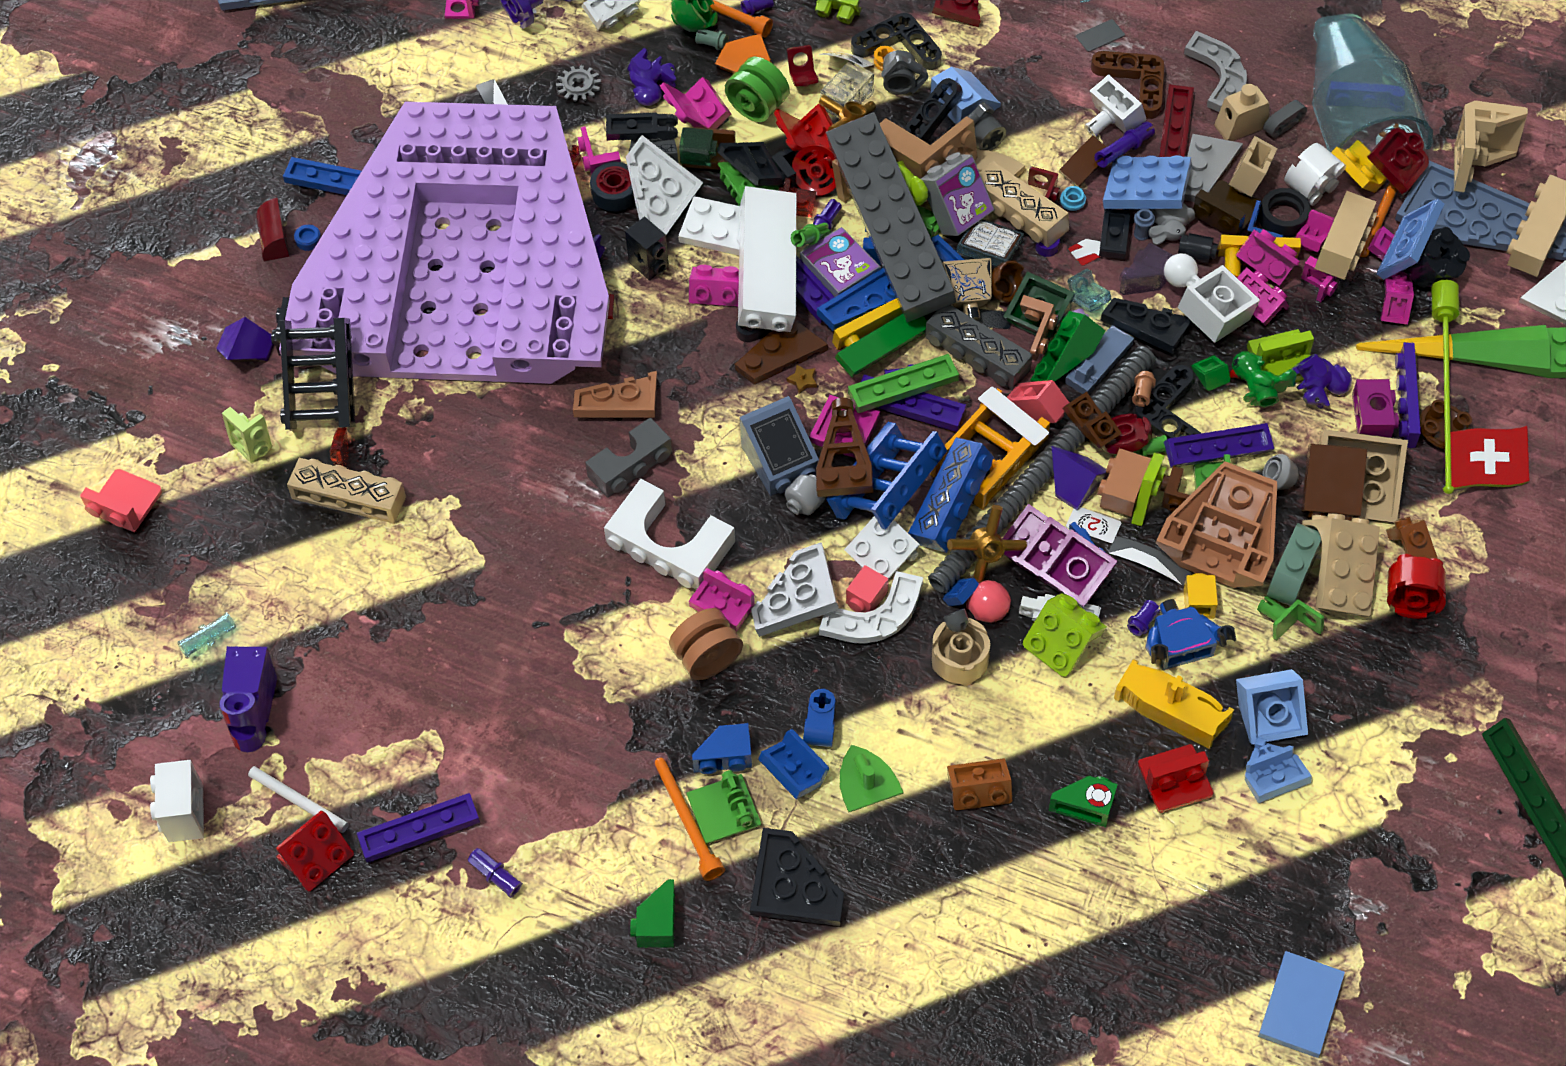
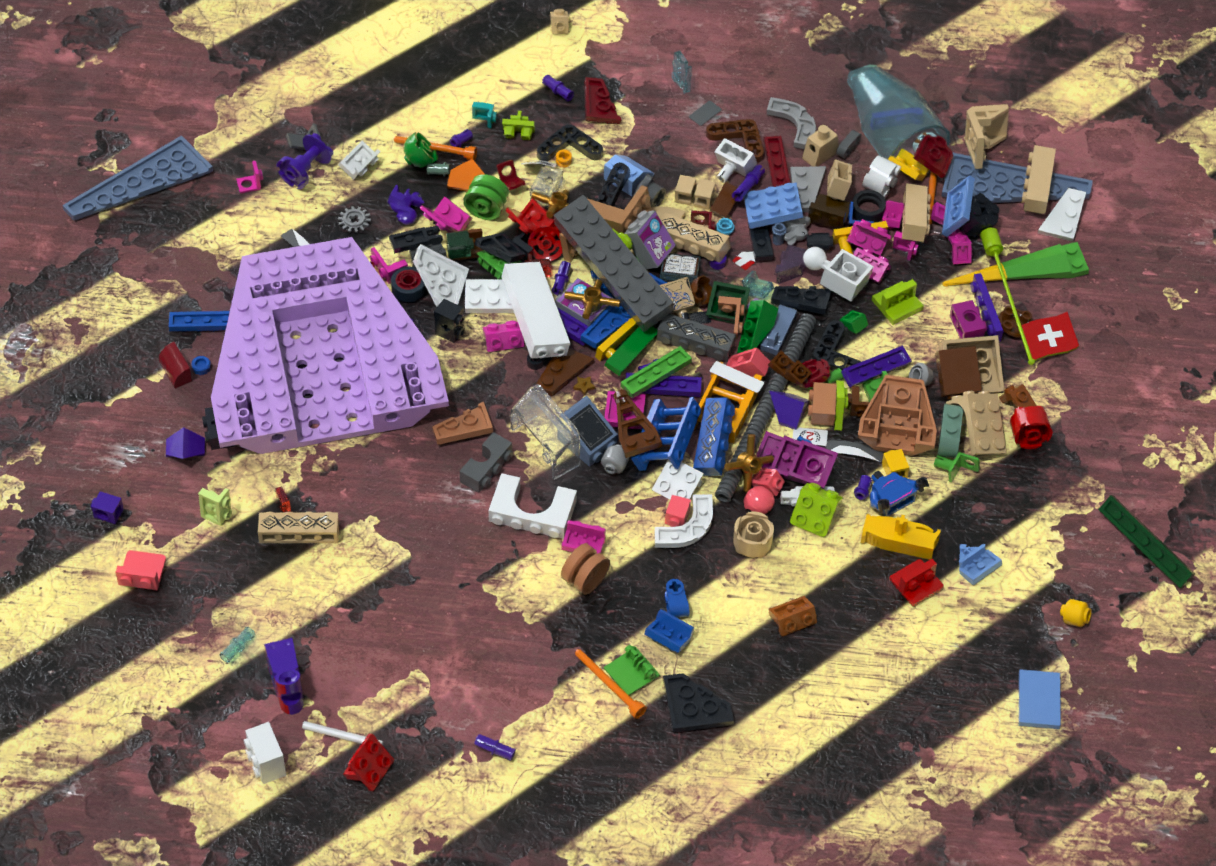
camera: 20 degrees left, 5 degrees down
(112, 403) = (107, 507): none -> dark purple brick
(339, 359) = (271, 458): black fence -> none
(418, 827) = (432, 732): dark purple plate -> none
(655, 918) = (613, 749): green slope -> none
(722, 434) = (550, 428): none -> clear windscreen
(724, 750) = (620, 633): blue slope -> none
(798, 593) = (632, 523): light grey plate -> none
(809, 234) = (559, 287): bright green axle -> none
(847, 261) = (592, 299): none -> pearl gold bar
(866, 779) = (717, 631): bright green shield -> none
(900, 73) = (580, 167): dark grey piece -> none
(957, 620) = (747, 514): dark grey hinge -> none
(960, 591) = (739, 498): blue tile -> none
(1011, 575) = (769, 479): none -> coral bracket
(1040, 134) = (686, 187): none -> tan piece
(1085, 800) = (865, 609): green slope -> none
(1144, 383) = (814, 337): nougat pin -> none
(1262, 384) = (891, 321): green animal -> none
(1273, 705) = (963, 522): light blue slope -> none
(1320, 374) = (925, 308): dark purple animal -> none
(1397, 885) = (1075, 613): none -> yellow head

